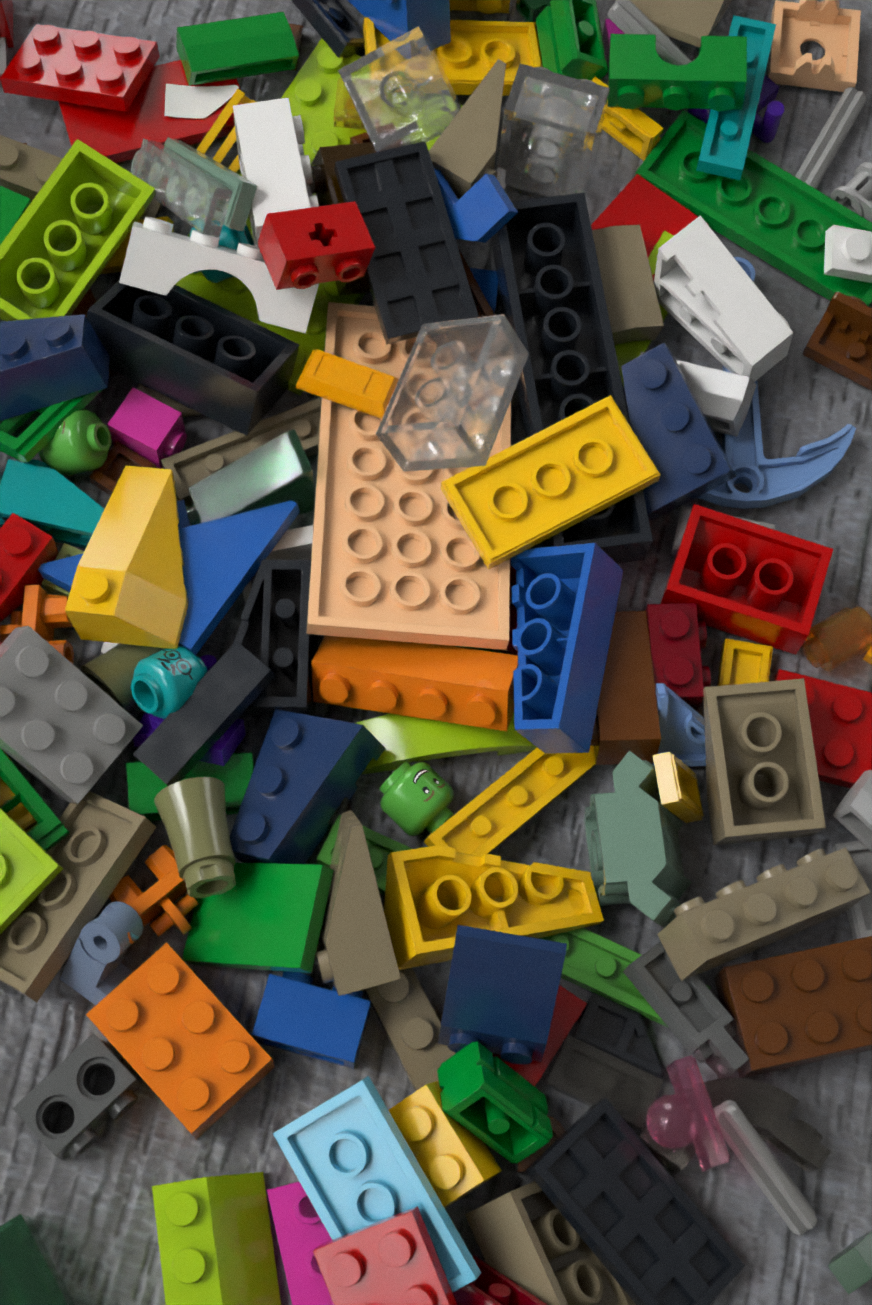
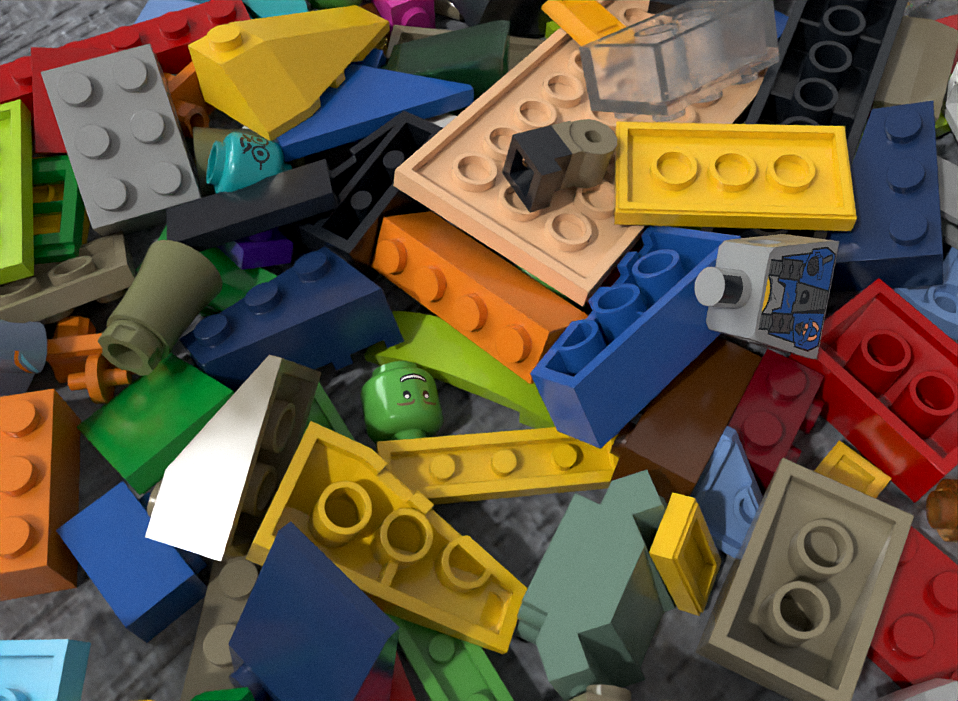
camera: 40 degrees right, 10 degrees down
(414, 553) = (558, 159): none -> leg
(635, 569) = (770, 291): none -> torso

